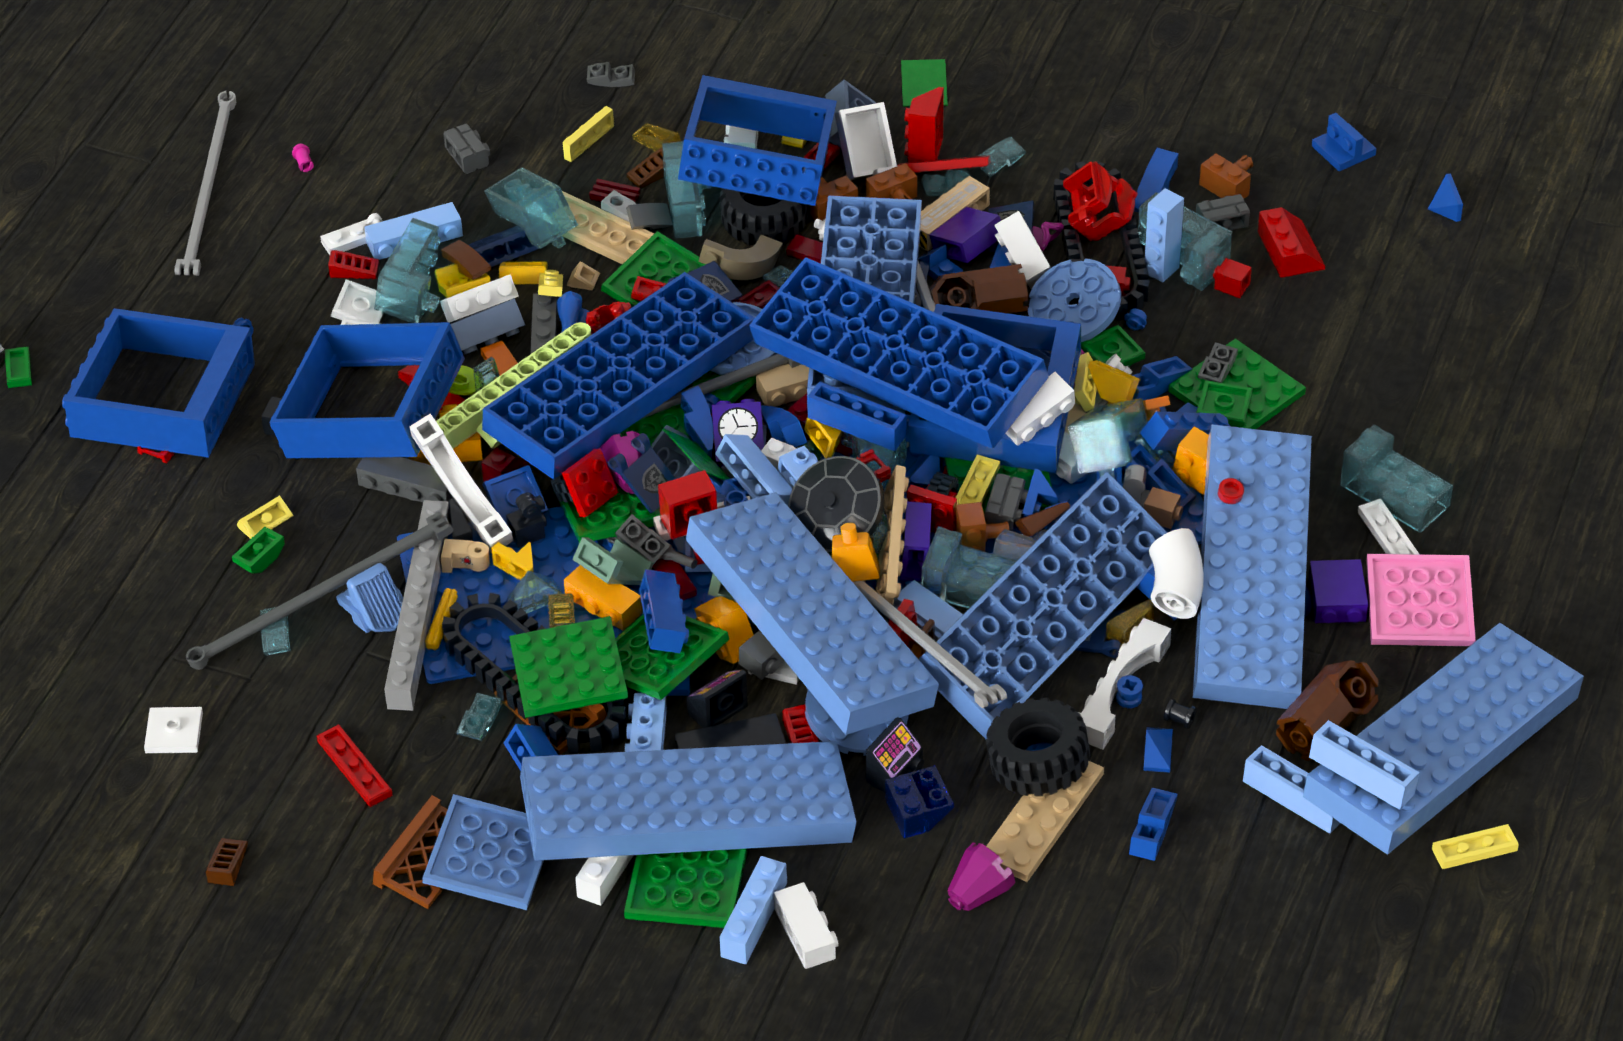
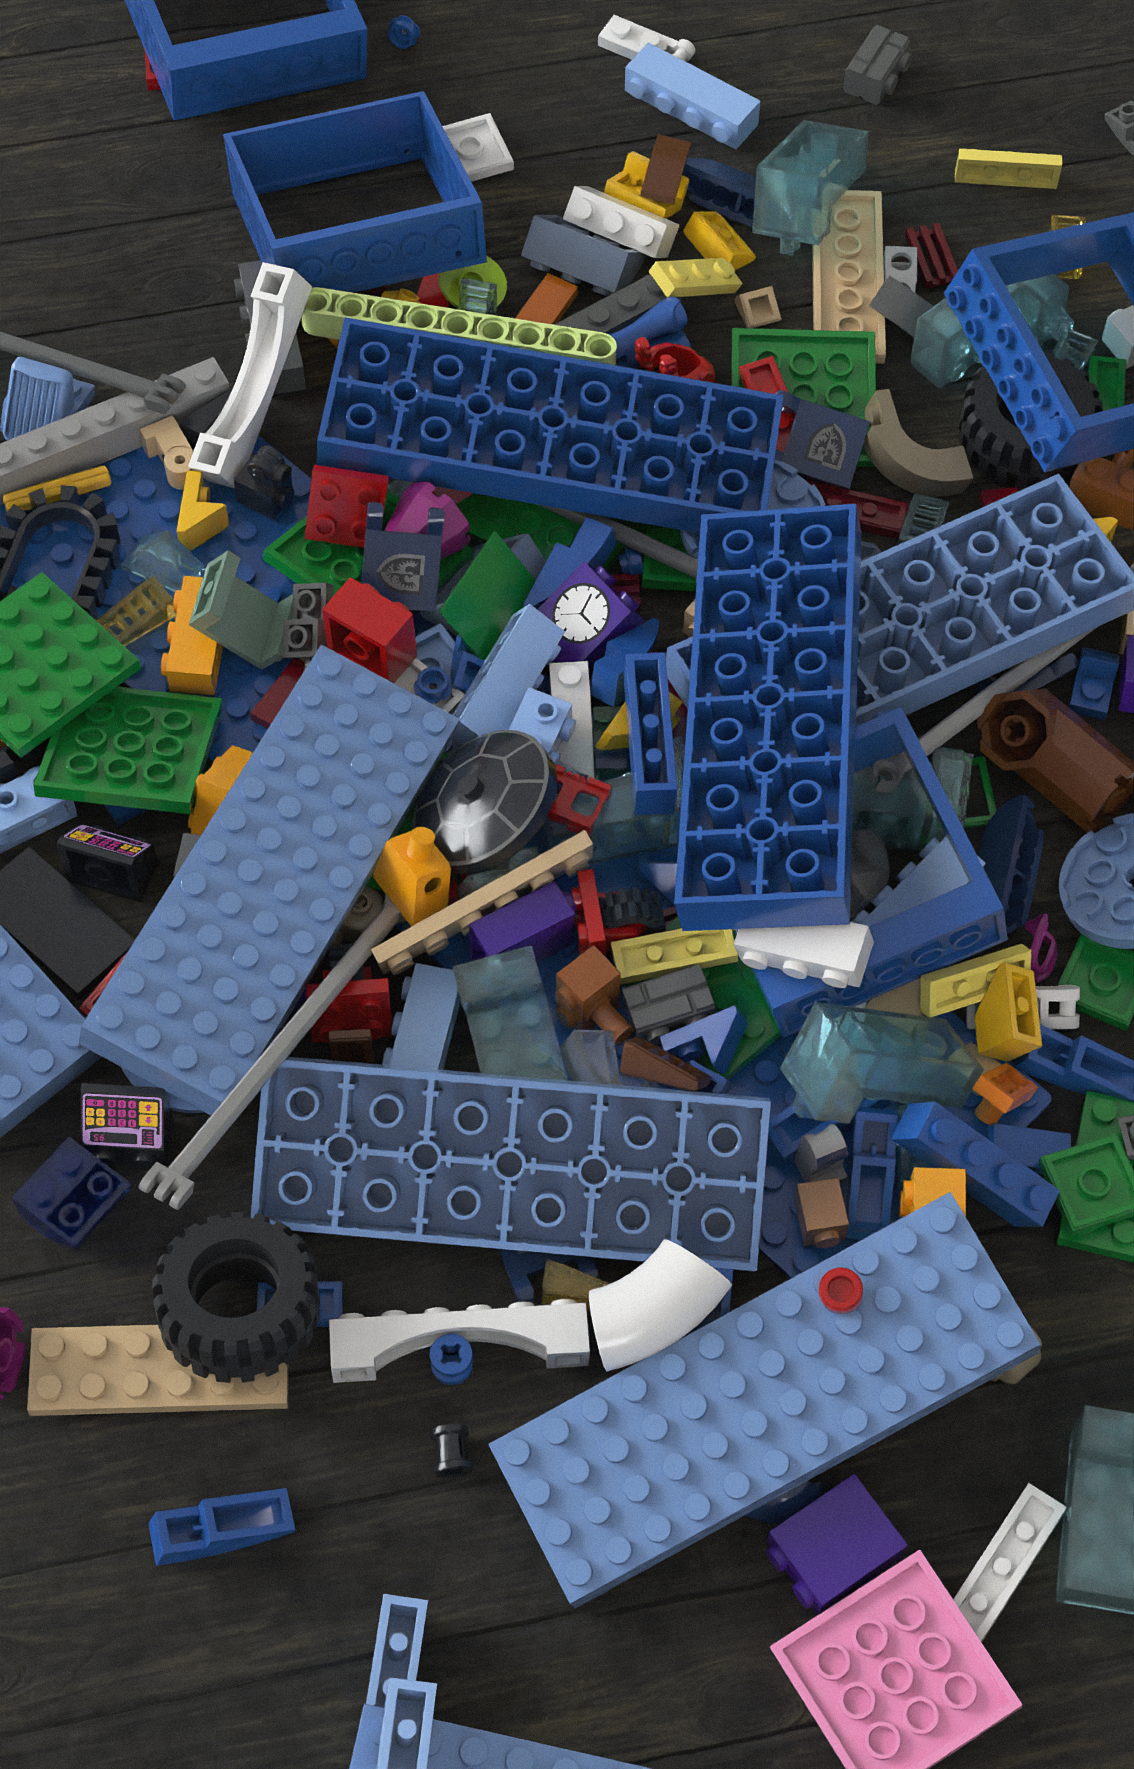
camera: 55 degrees right, 15 degrees up
(259, 551) = (52, 253): green slope -> none
(267, 516) = (118, 229): light yellow slope -> none
(345, 265) = (584, 53): red slope -> none
(356, 303) = (528, 116): white plate -> none
(405, 277) = (601, 123): clear light blue hinge -> none
(506, 488) = (295, 437): blue bracket -> none
(663, 611) = (178, 711): blue brick -> none
(1158, 749) = (374, 1453): blue slope -> none
(1334, 695) = (575, 1657): reddish brown brick -> none

